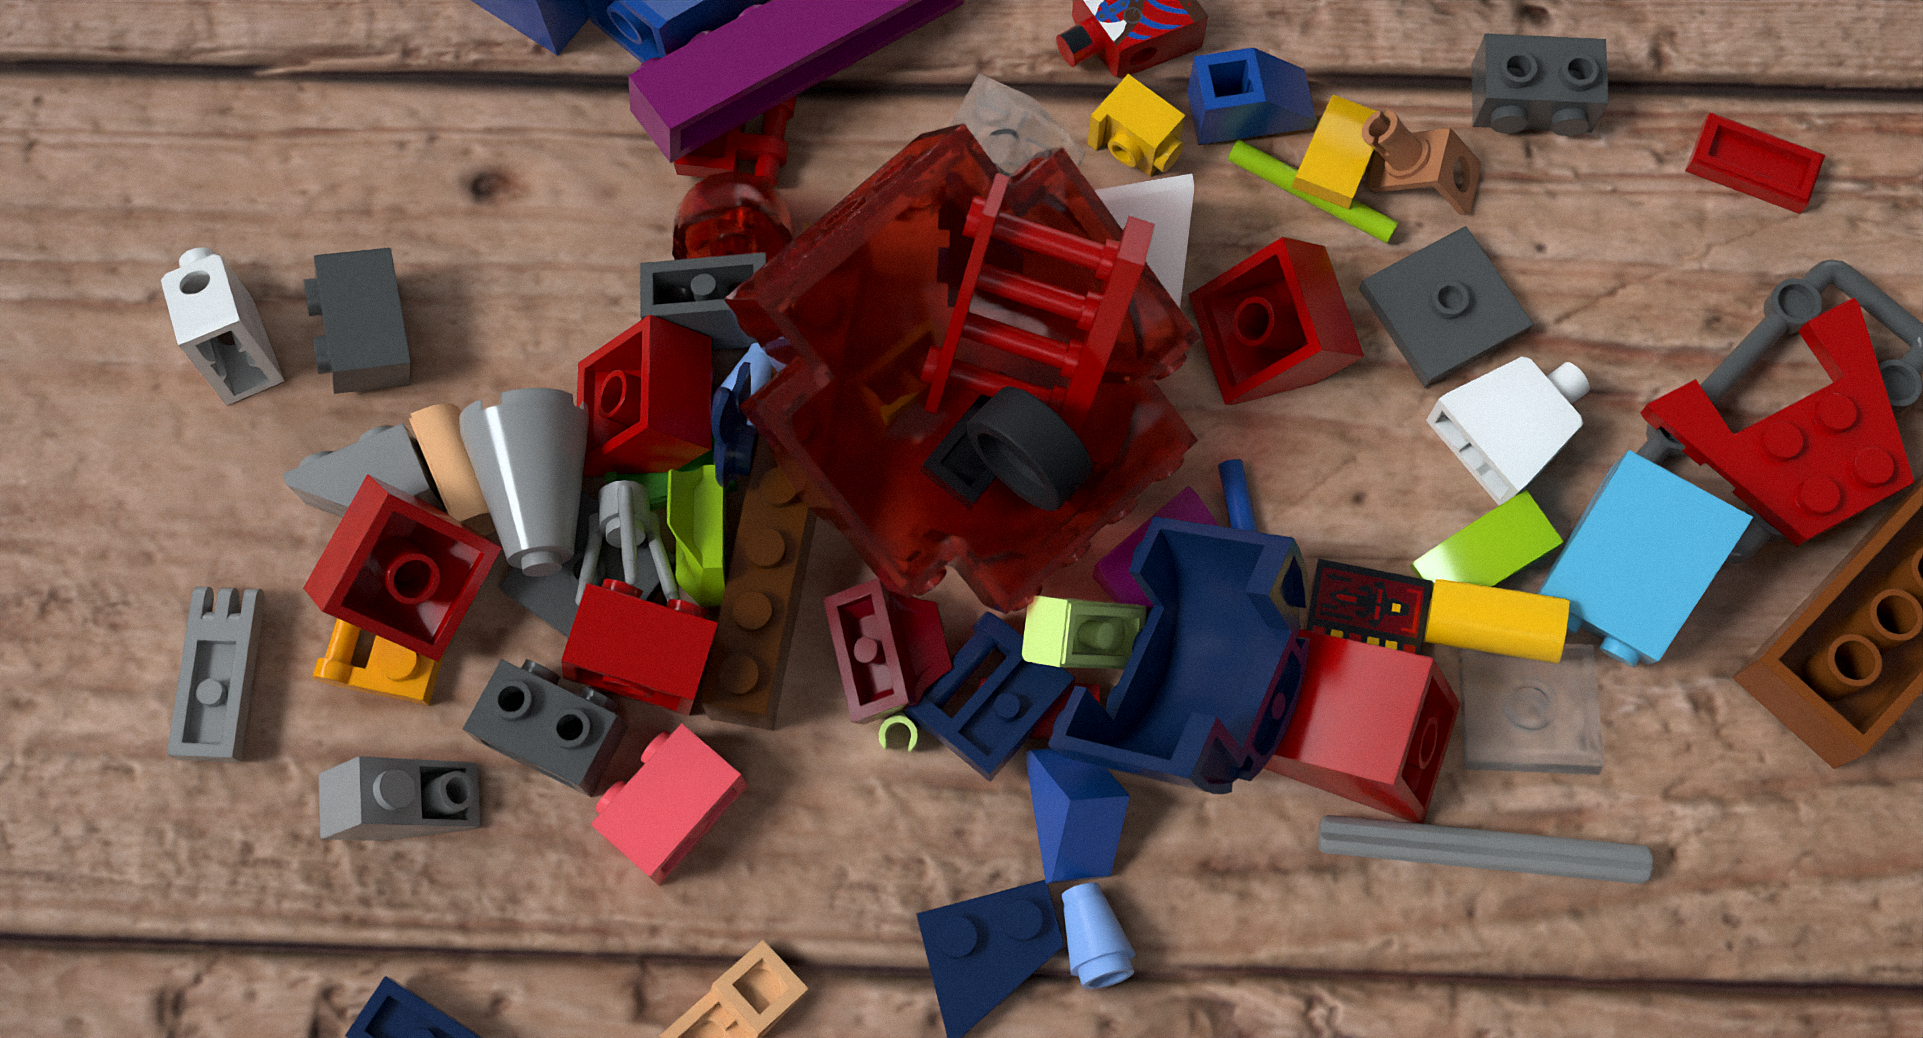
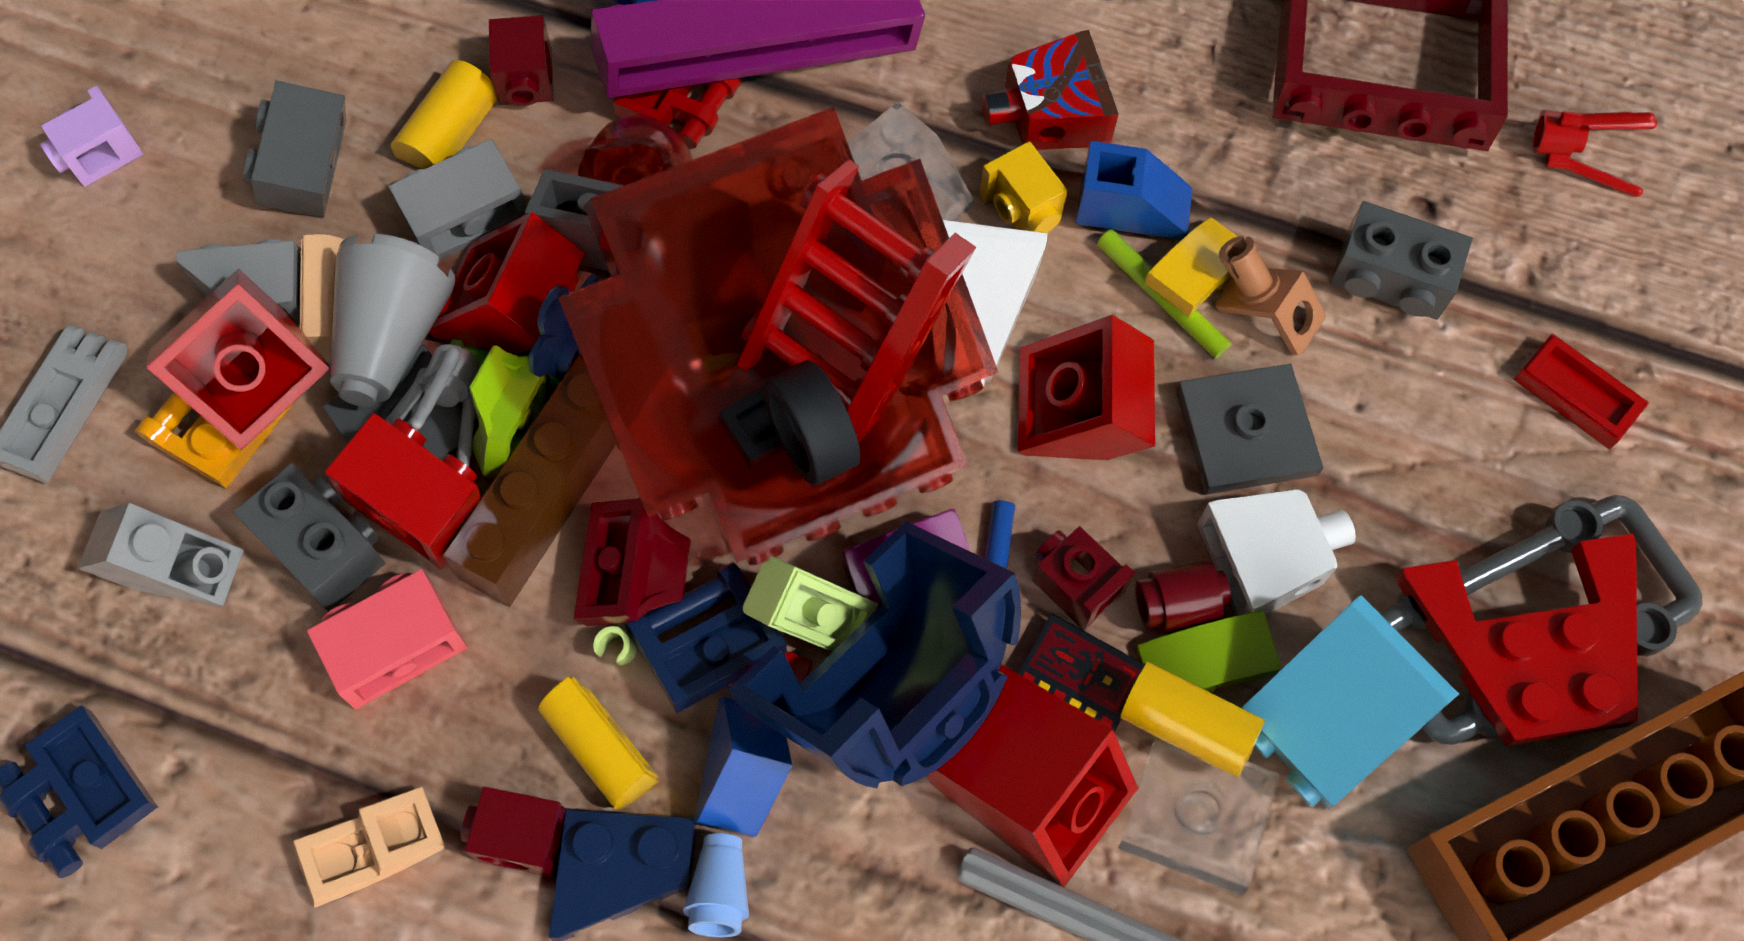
camera: 15 degrees right, 5 degrees down
(125, 379) = (89, 140): none -> lavender brick
(209, 301) = (181, 119): white torso -> none
(498, 235) = (446, 116): none -> yellow brick
(554, 321) = (459, 199): none -> light grey brick
(556, 147) = (521, 60): none -> dark red brick
(874, 951) = (514, 831): none -> dark red brick
(920, 838) = (597, 743): none -> yellow brick
(1337, 533) = (1080, 595): none -> dark red brick
(1441, 500) = (1182, 596): none -> dark red brick

